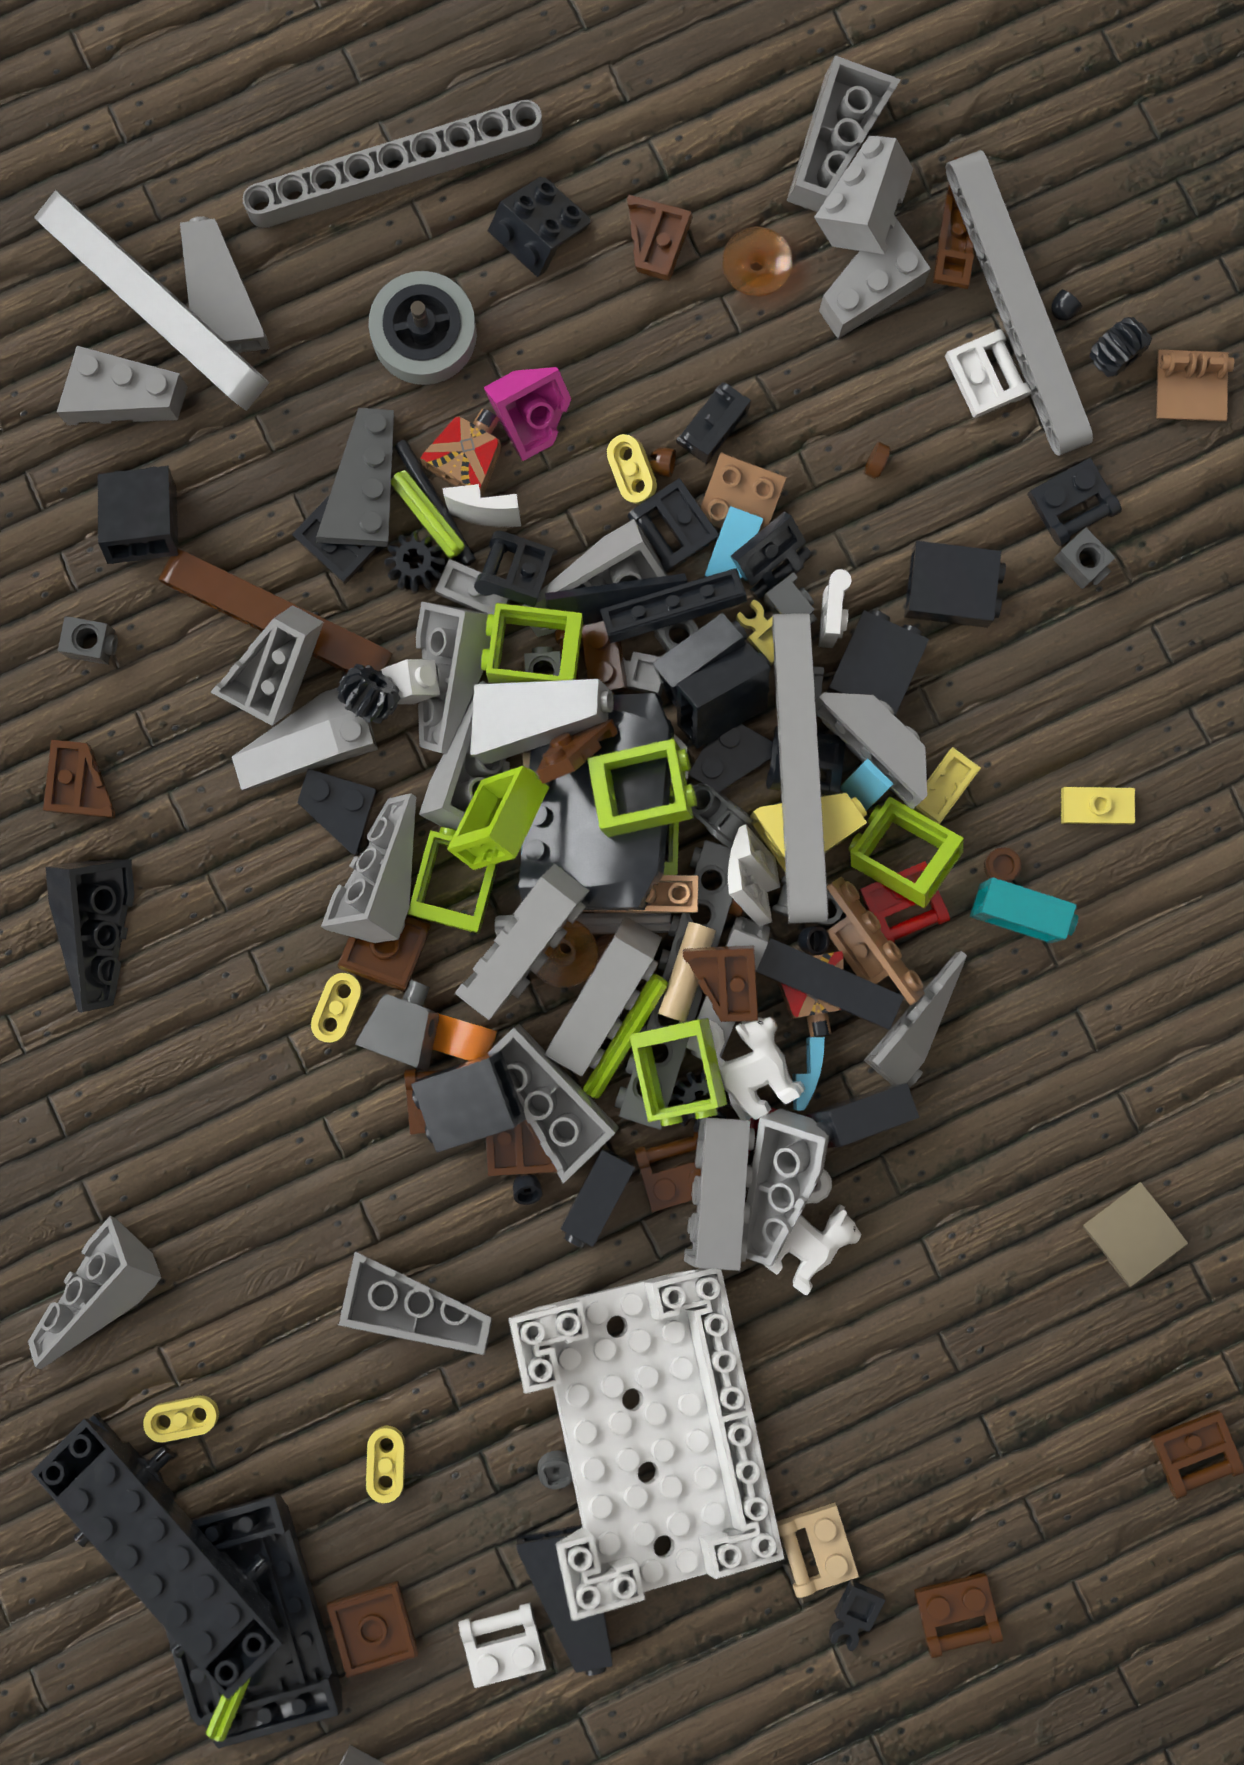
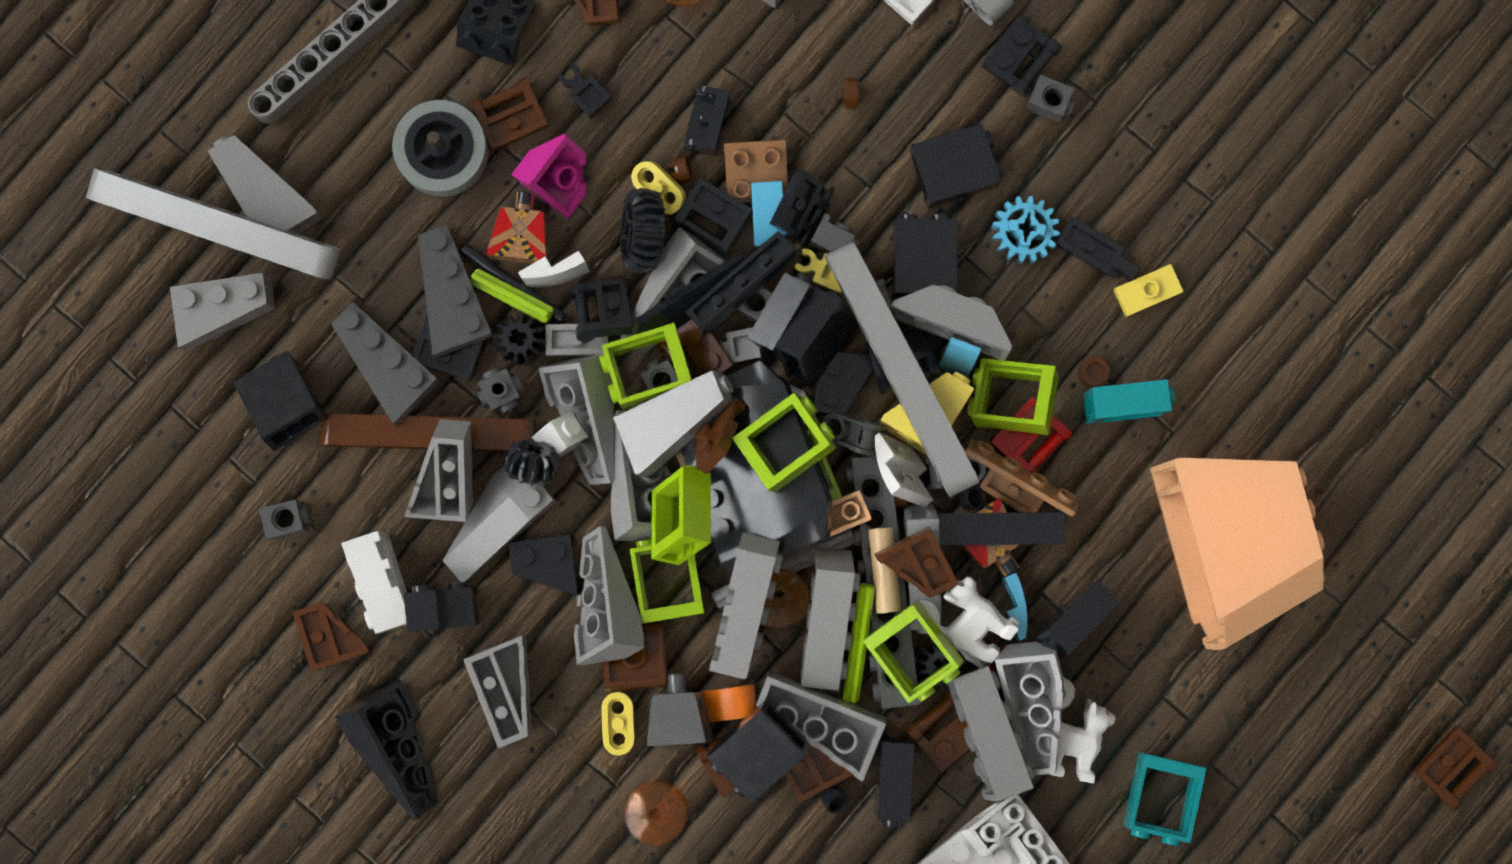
camera: 20 degrees left, 0 degrees up
(155, 747) = (377, 580): none -> white wedge
(197, 802) = (440, 609): none -> black brick
(232, 917) = (503, 689): none -> light grey wedge
(264, 531) = (388, 368): none -> dark grey wing
(352, 1114) = (658, 796): none -> clear orange dish
(374, 618) = (508, 399): none -> dark grey brick
(510, 335) = (514, 122): none -> reddish brown plate
(593, 504) = (642, 230): none -> black gear
(601, 338) = (587, 93): none -> black plate
(833, 617) = (873, 236): white plate -> none
(862, 1388) = (1196, 779): none -> teal window
(910, 1038) = (1083, 546): light grey wedge -> none
(947, 785) = (1022, 327): light yellow plate -> none
(984, 678) = (1038, 231): none -> medium azure gear
(1061, 738) = (1096, 250): none -> black hinge
(1077, 1107) = (1240, 541): none -> light nougat windscreen
(1135, 1235) = (1330, 620): dark tan slope -> none

